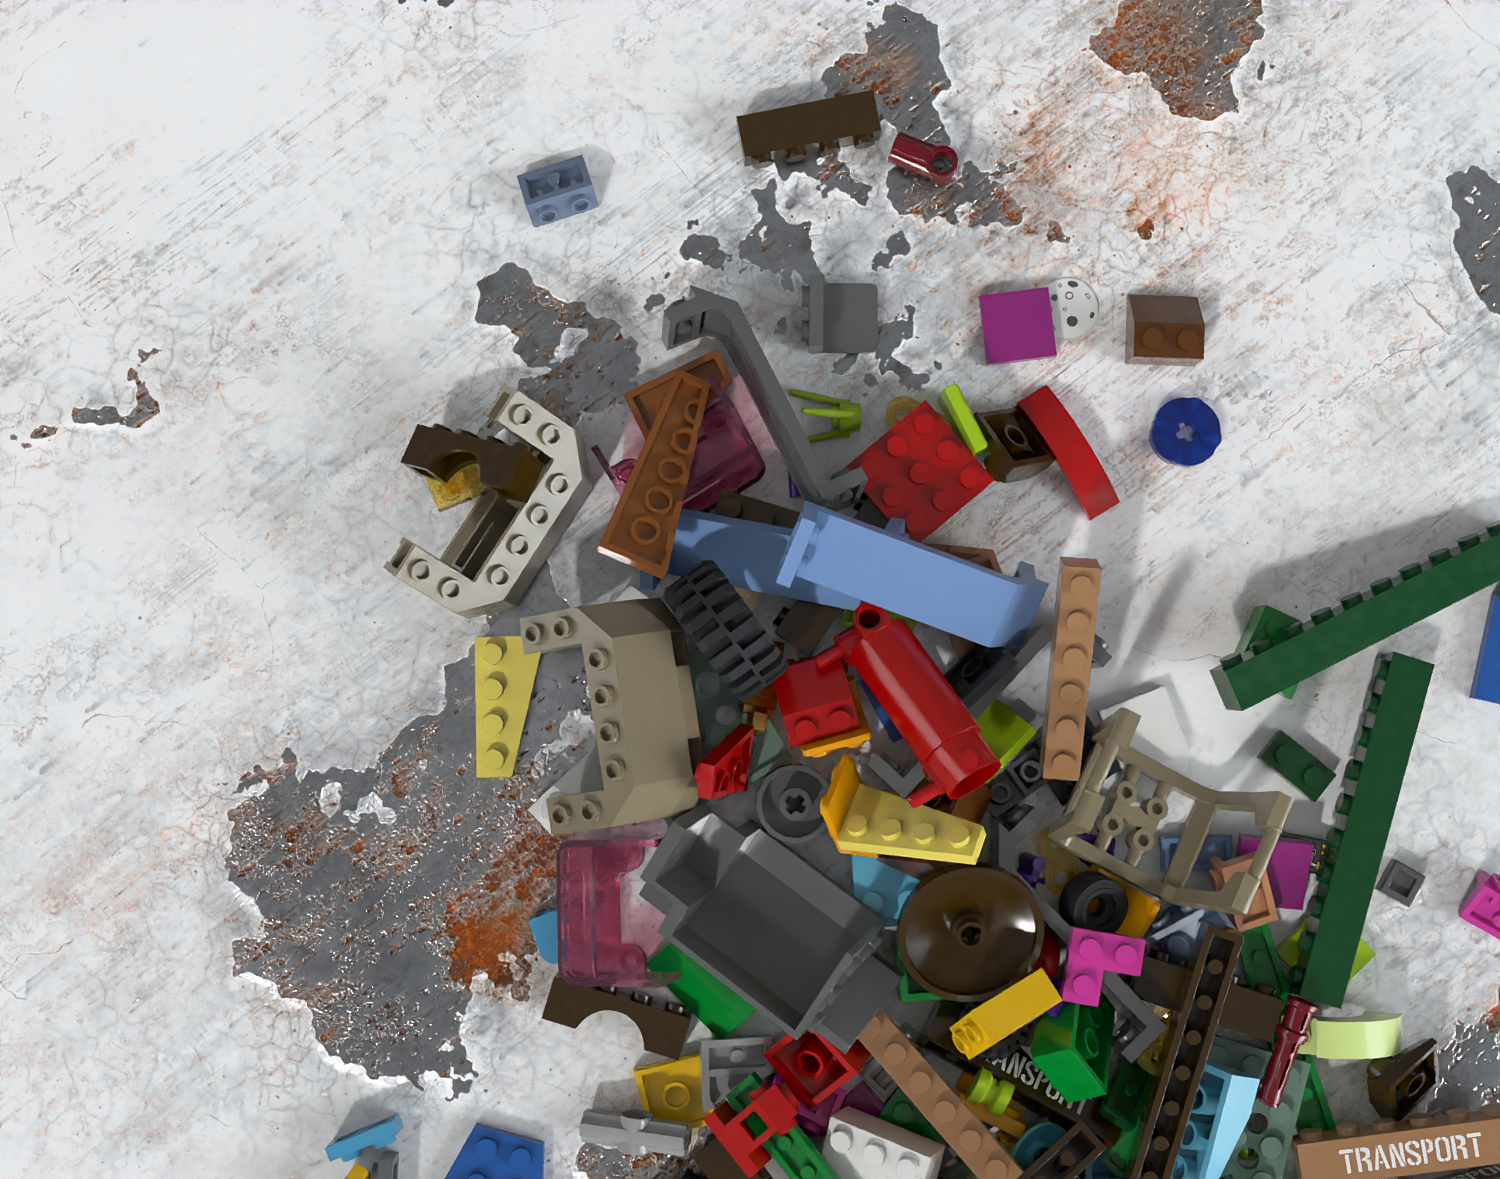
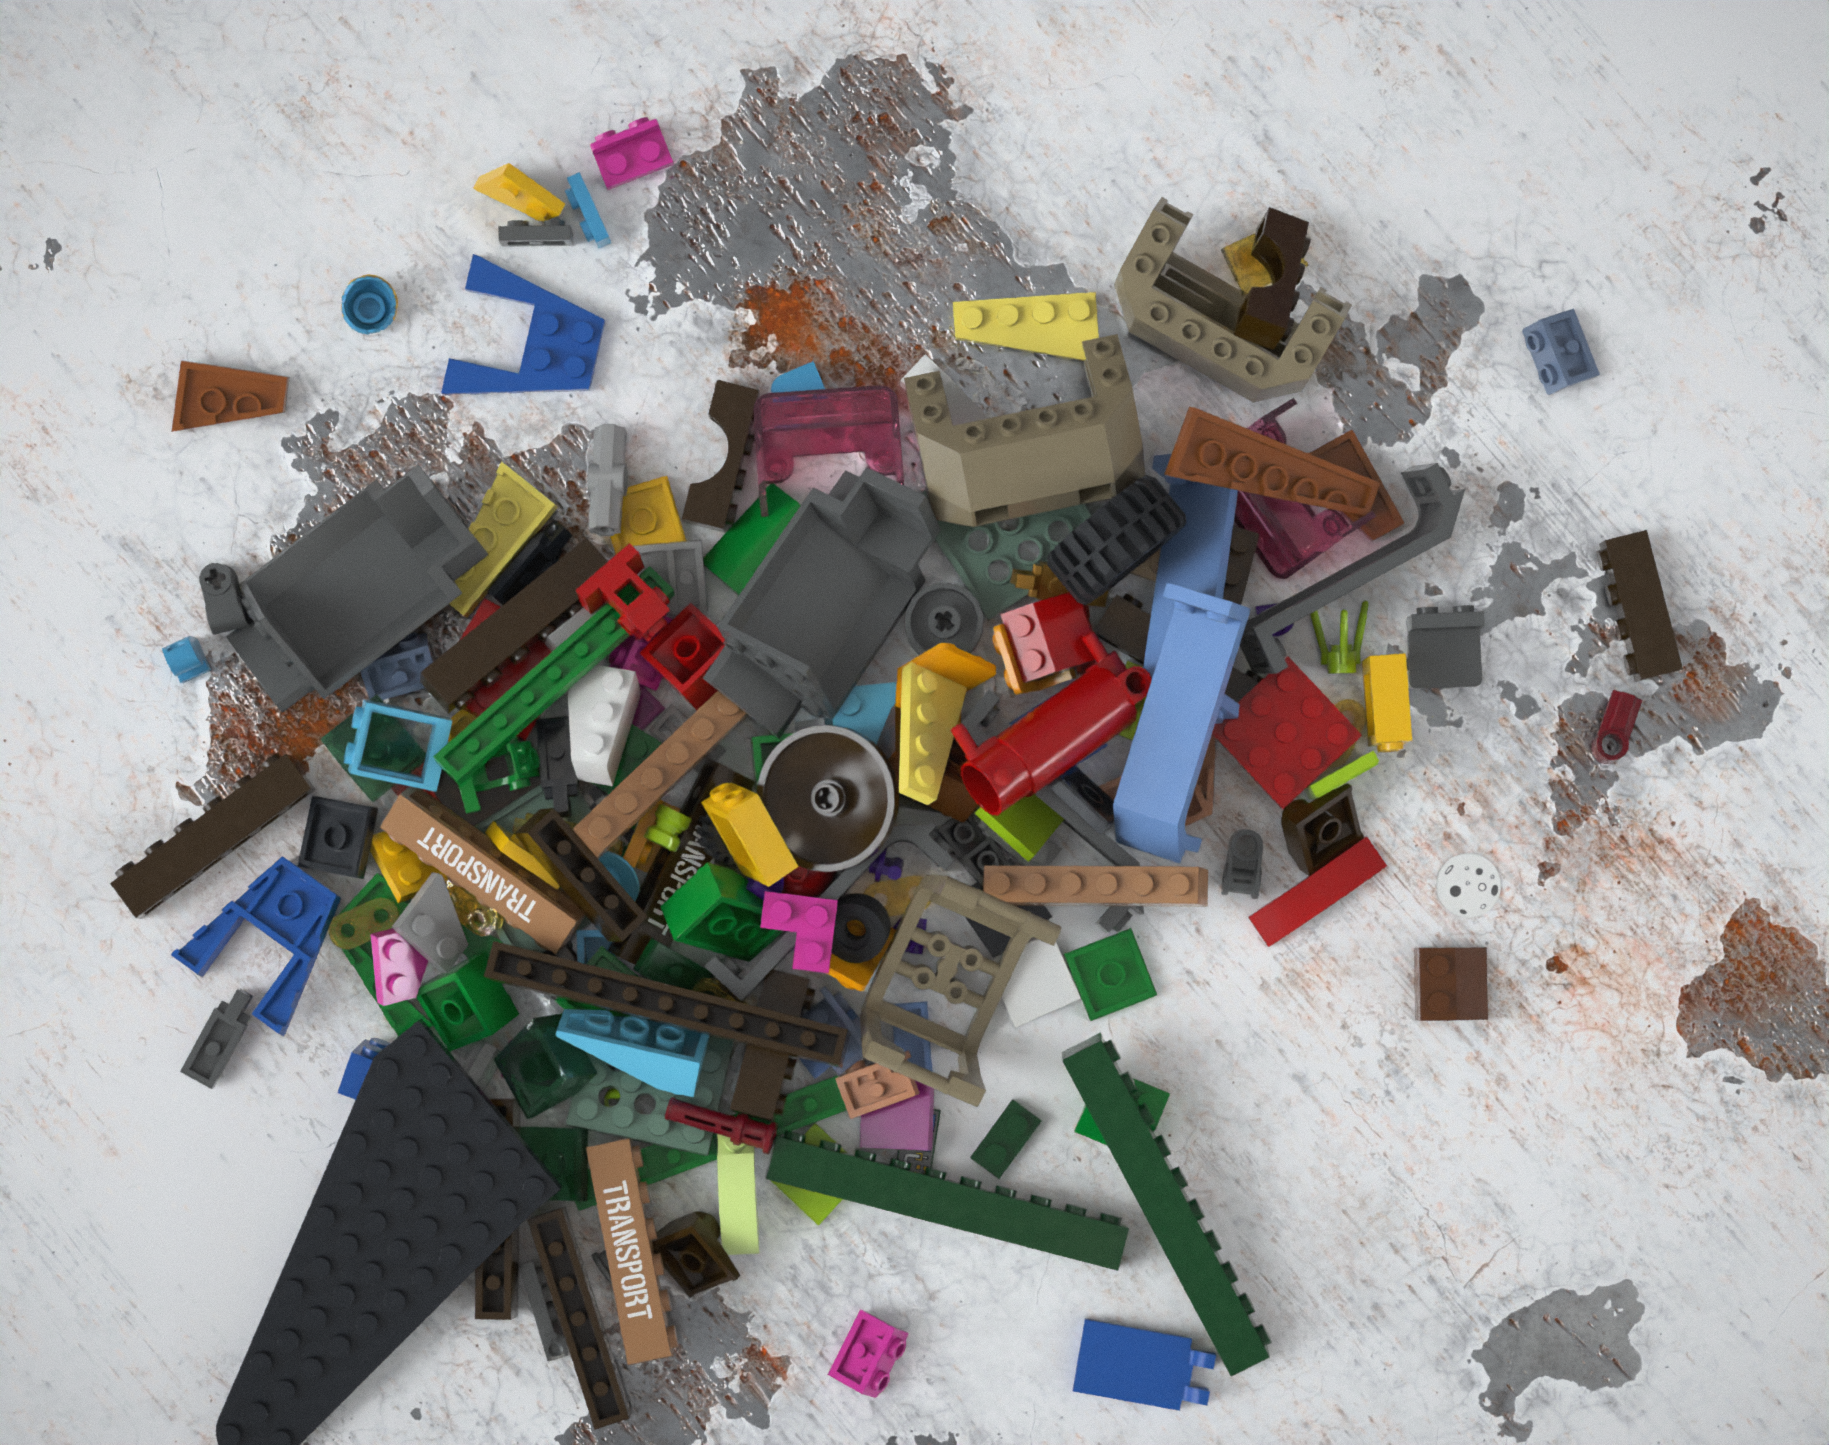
camera: 85 degrees right, 0 degrees up
(308, 1091) = (631, 152): none -> dark pink bracket
(727, 765) = (981, 548): red wing -> none
(892, 374) = (1387, 702): none -> yellow window
(1017, 326) = (1446, 832): magenta tile -> none
(1047, 522) = (1243, 866): none -> dark grey piece
(1142, 656) = (1110, 974): none -> green tile
(1191, 413) = (1351, 991): clear blue plate -> none
(1400, 882) = (891, 1250): dark grey tile -> none

